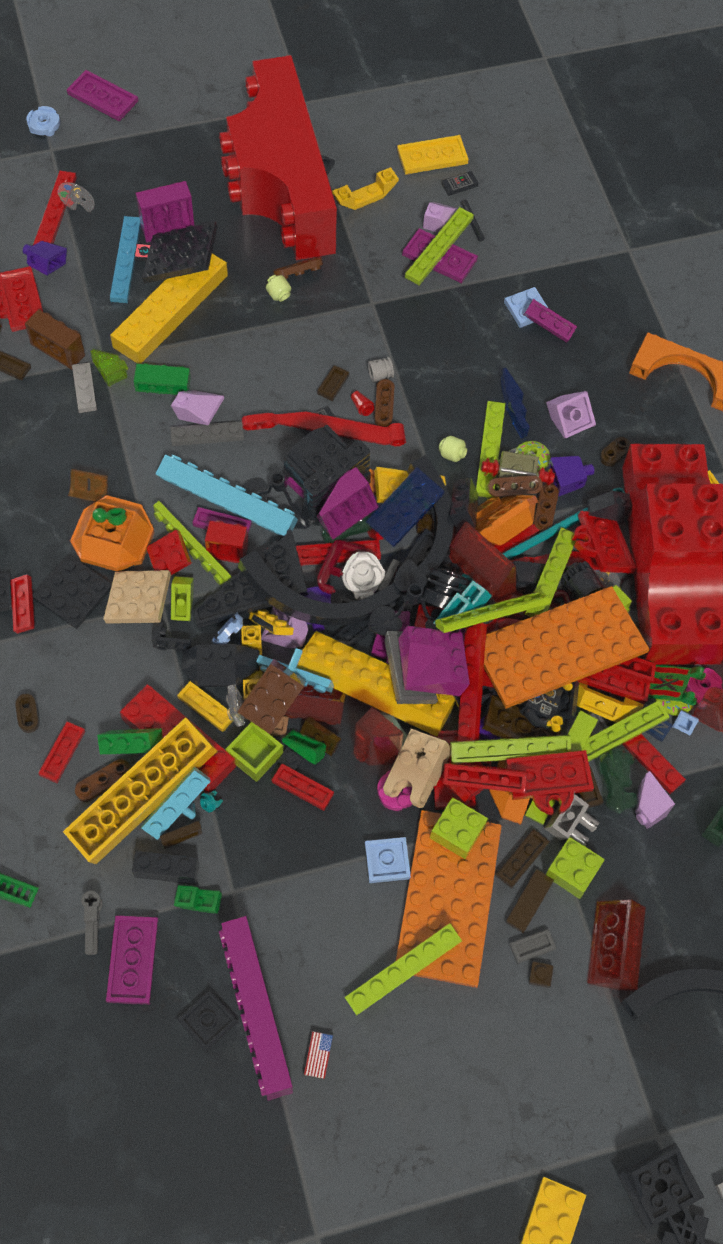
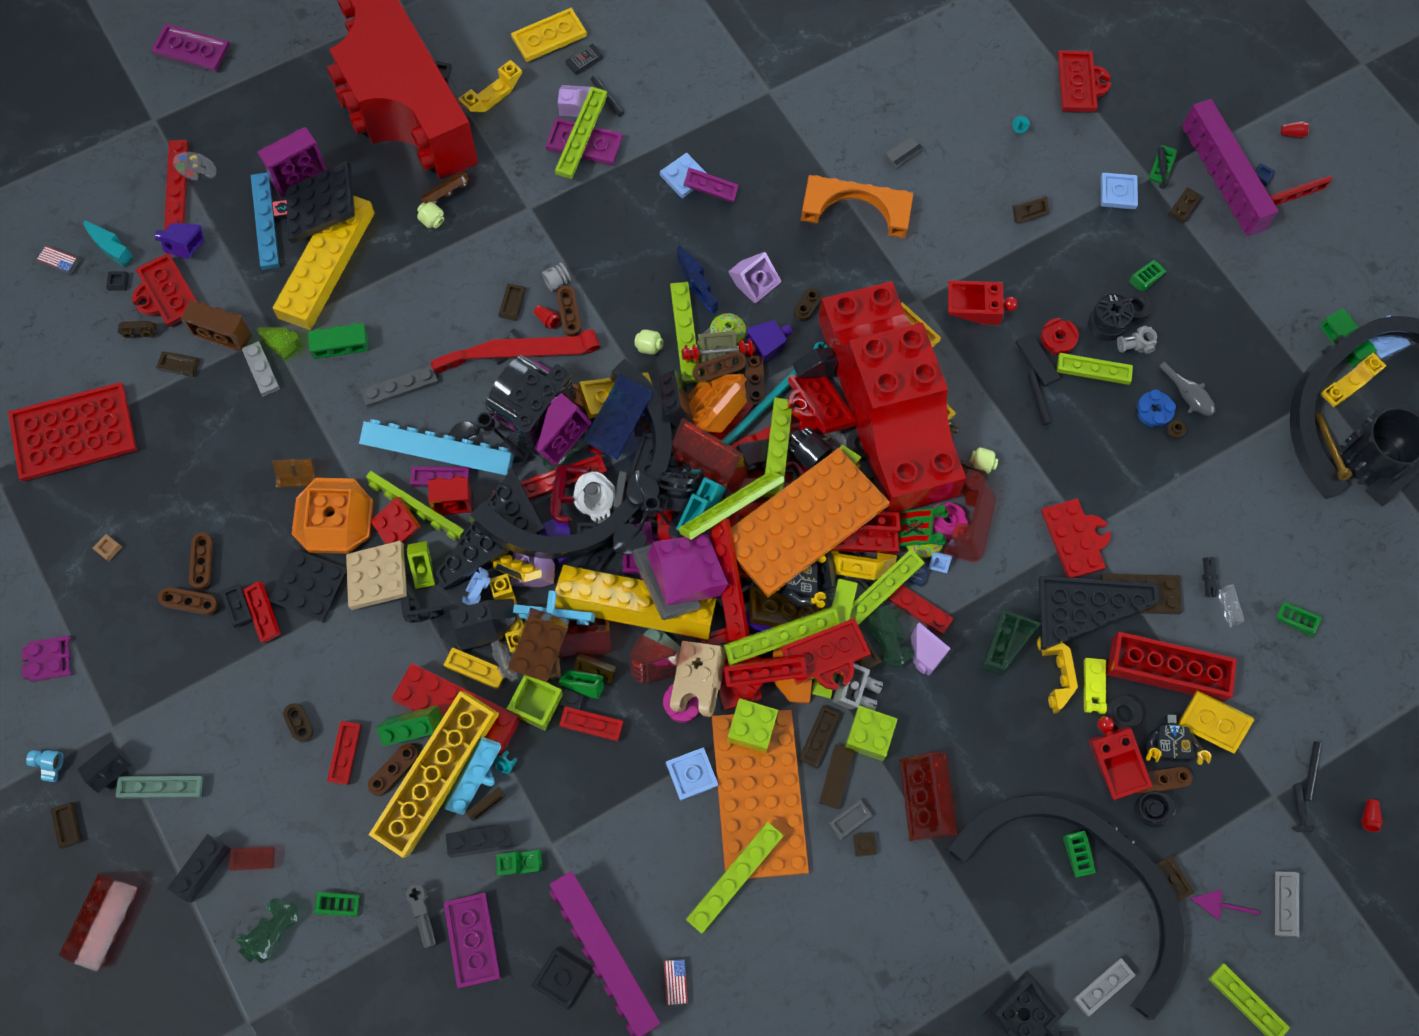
camera: 15 degrees left, 5 degrees up
(43, 128) = (142, 96): light blue plate -> none
(114, 516) = (331, 500): green plate -> none
(196, 406) = (381, 360): lavender slope -> none

